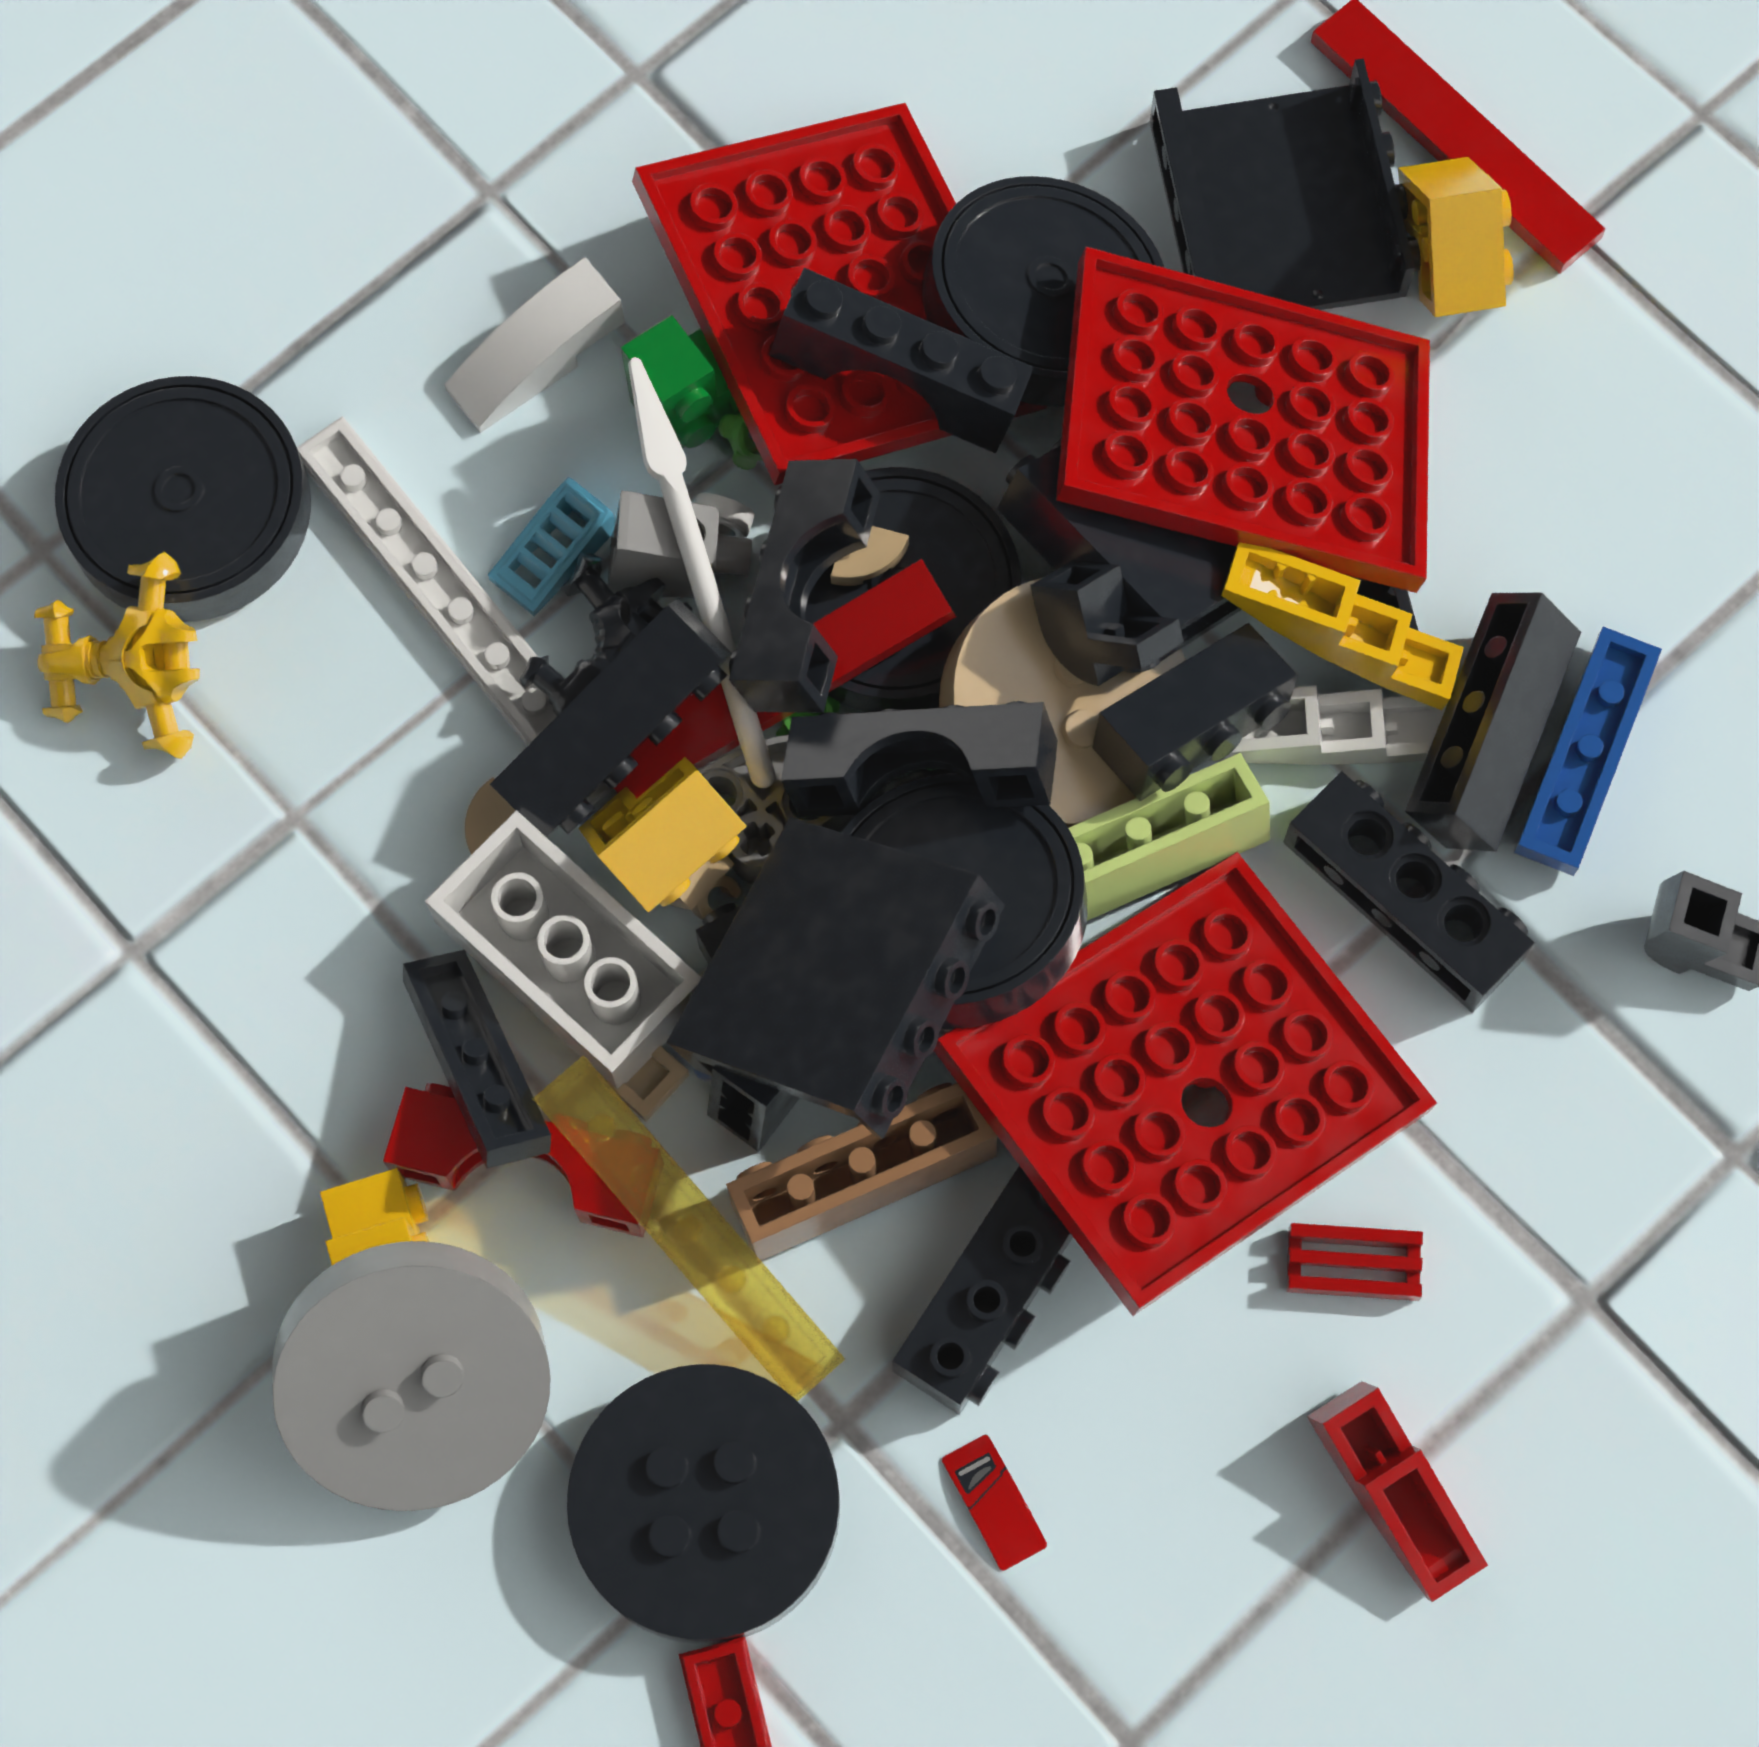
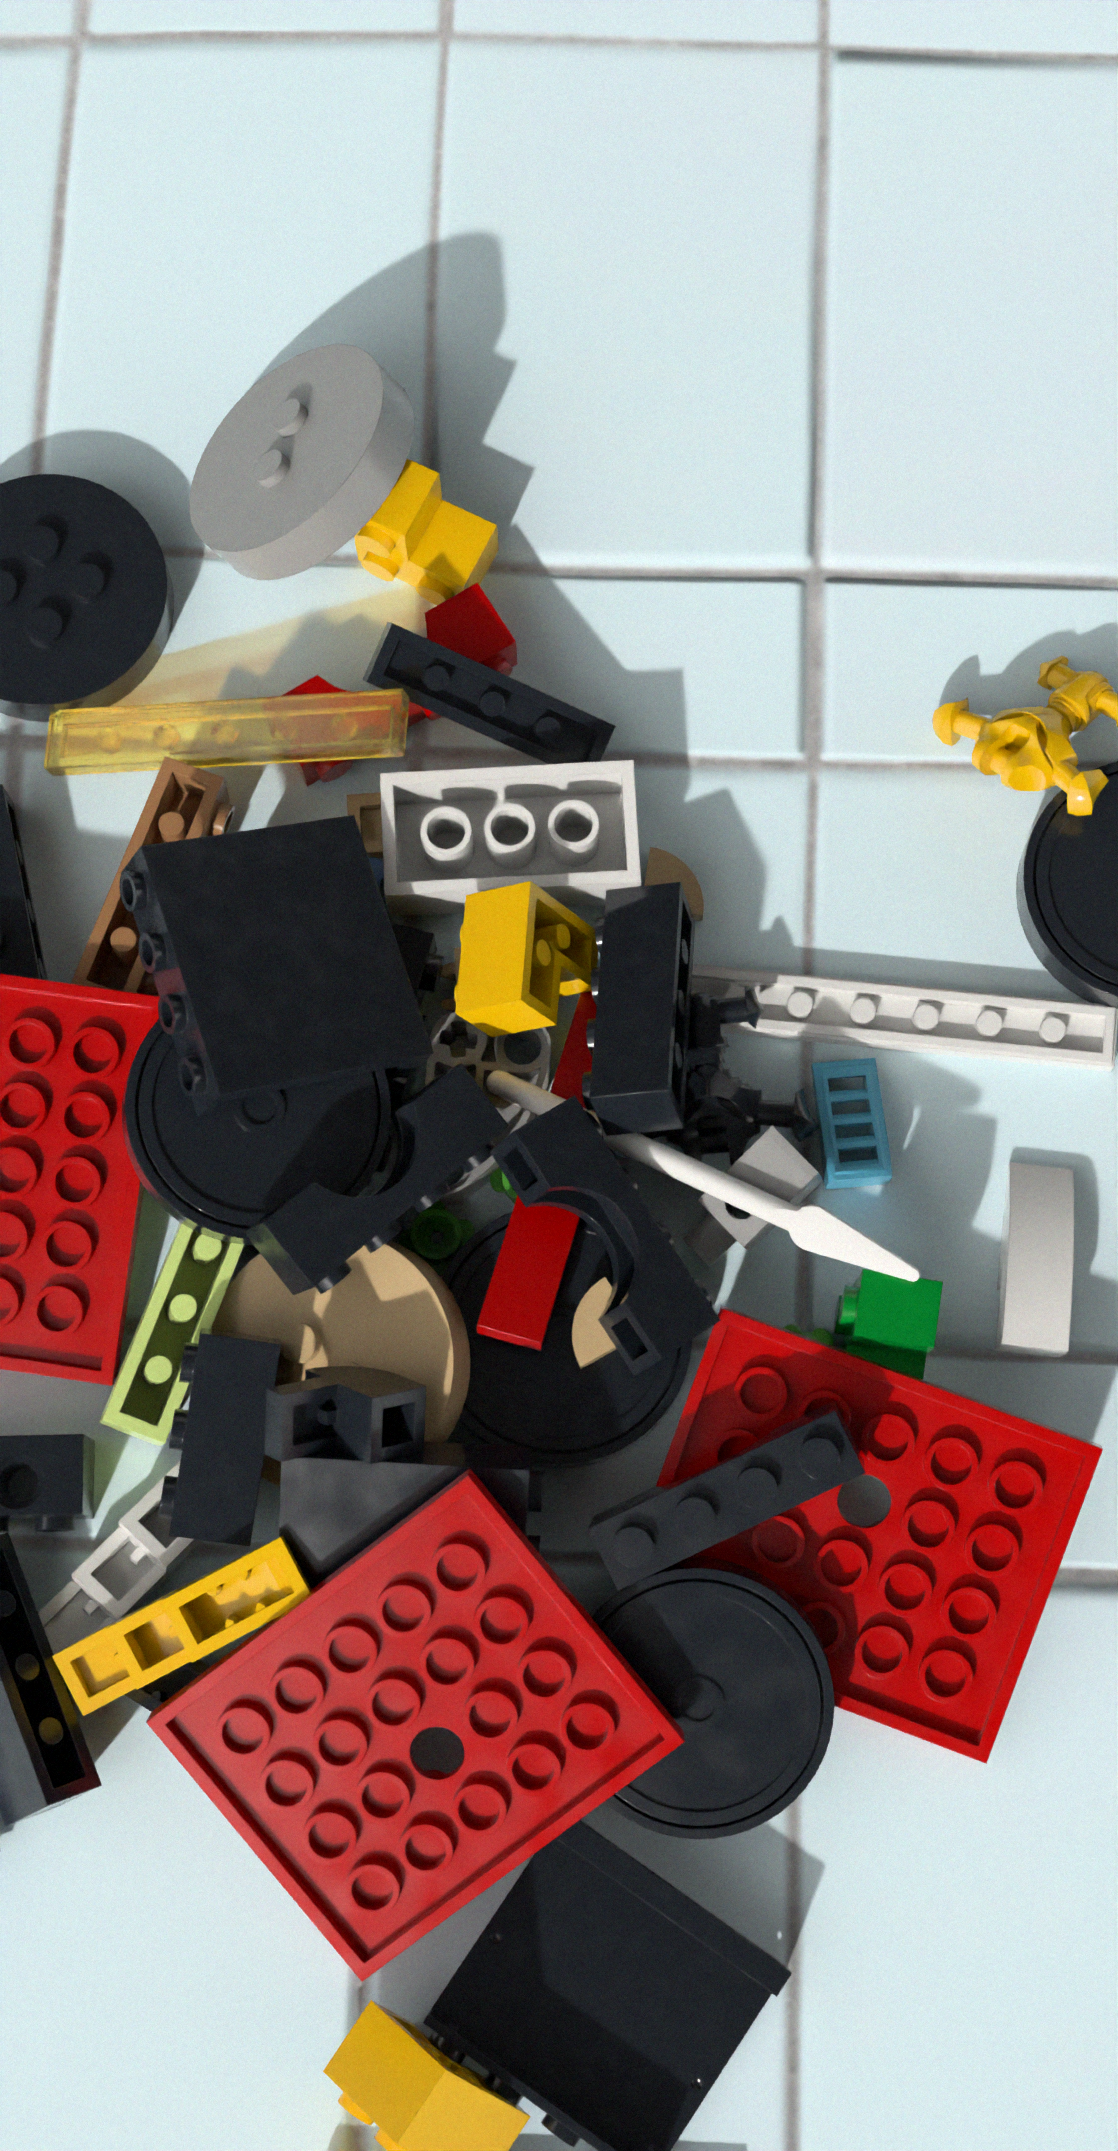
camera: 135 degrees right, 5 degrees up
(734, 517) = (752, 1267): white tile -> none

